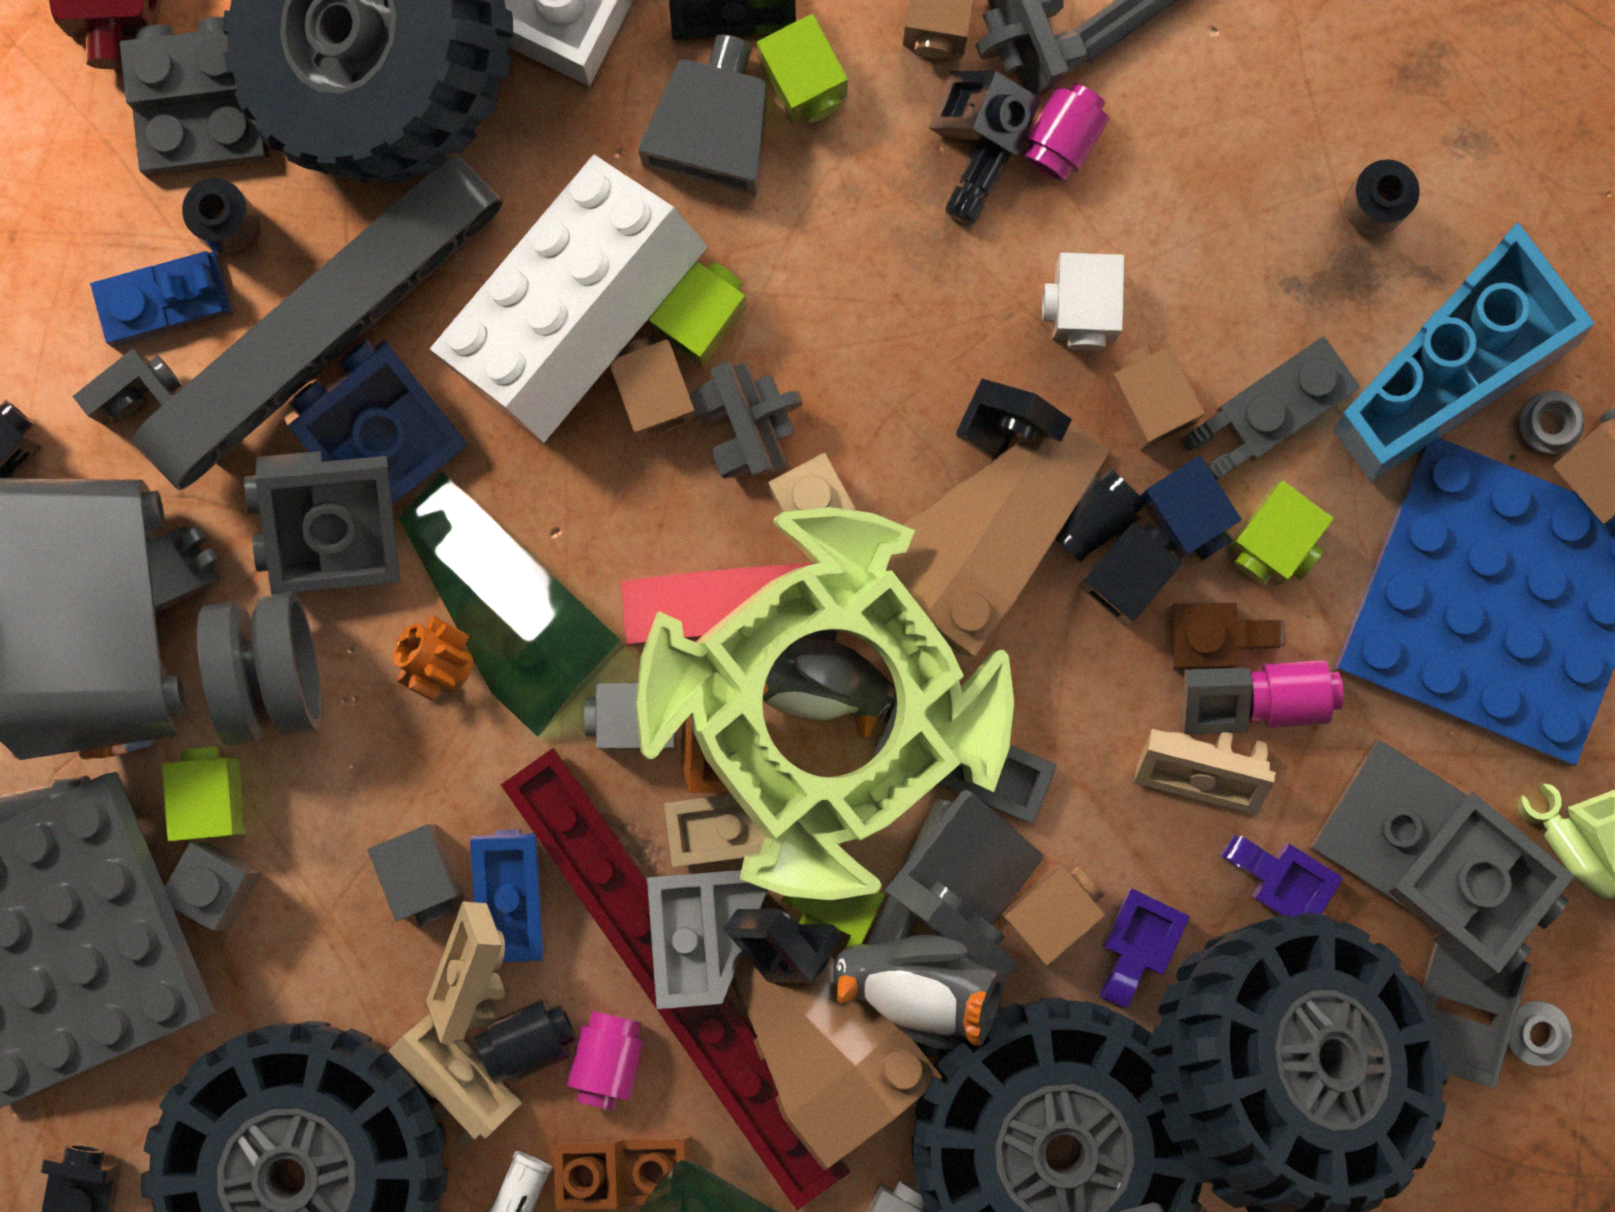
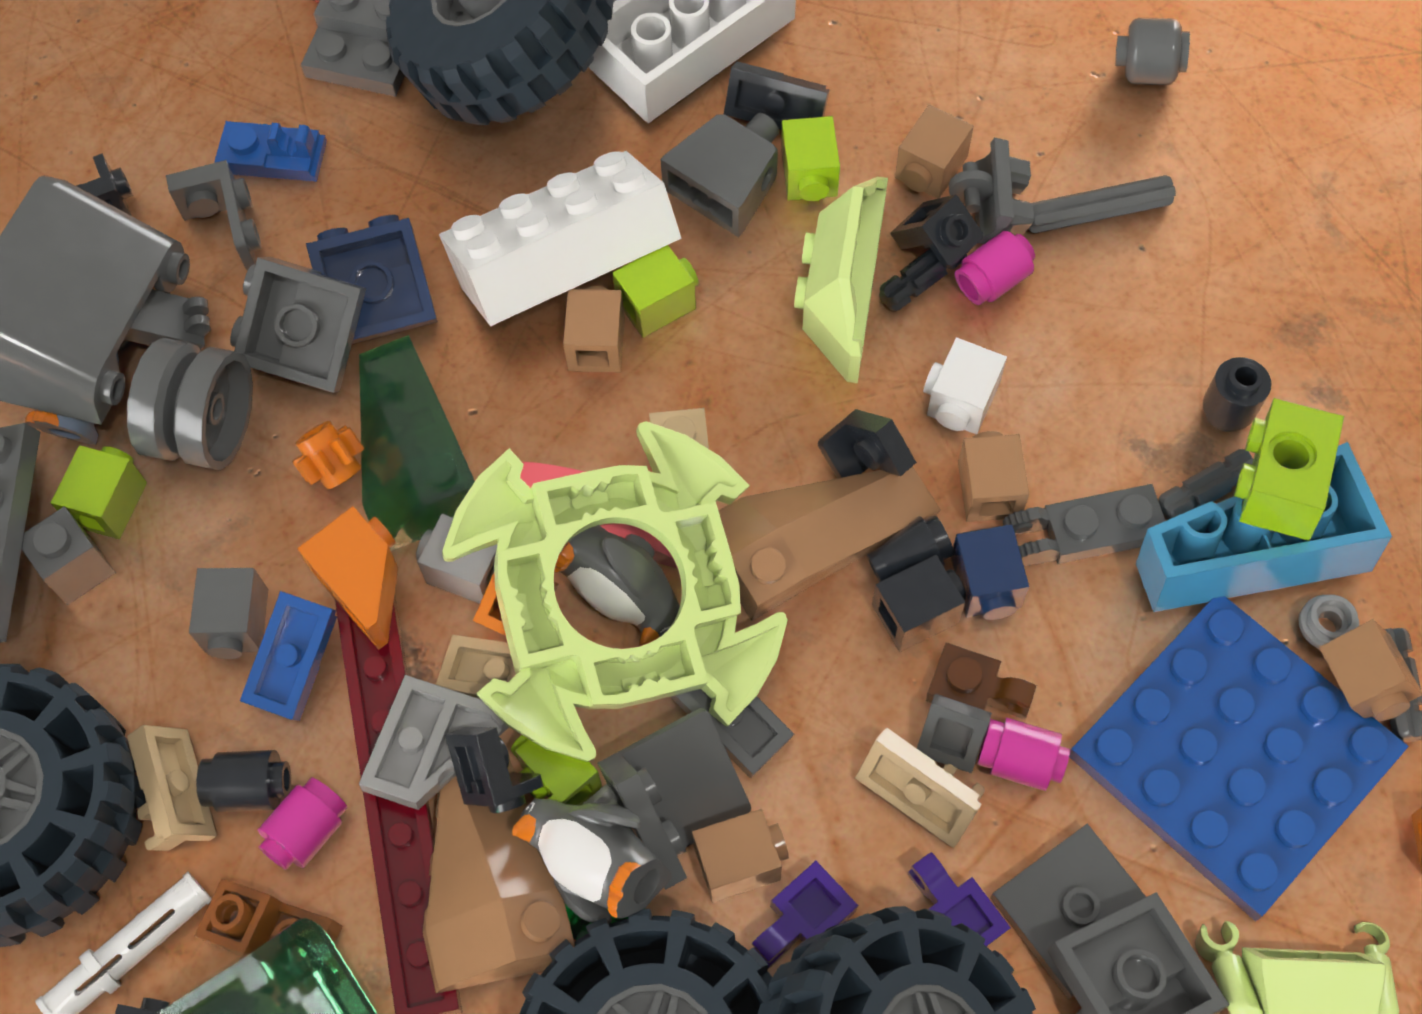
camera: 25 degrees right, 20 degrees down
(229, 231) = (338, 105): black brick -> none
(316, 322) = (362, 187): dark grey beam -> none
(467, 975) = (217, 710): tan plate -> none
(540, 785) = (357, 570): none -> orange slope
(756, 415) = (665, 371): dark grey hips -> none
(901, 211) = (842, 274): none -> yellowish green wedge
(1280, 537) = (1058, 620): lime brick -> none
(1381, 312) = (1204, 486): none -> dark grey axle
(1486, 258) = (1294, 496): none -> lime brick

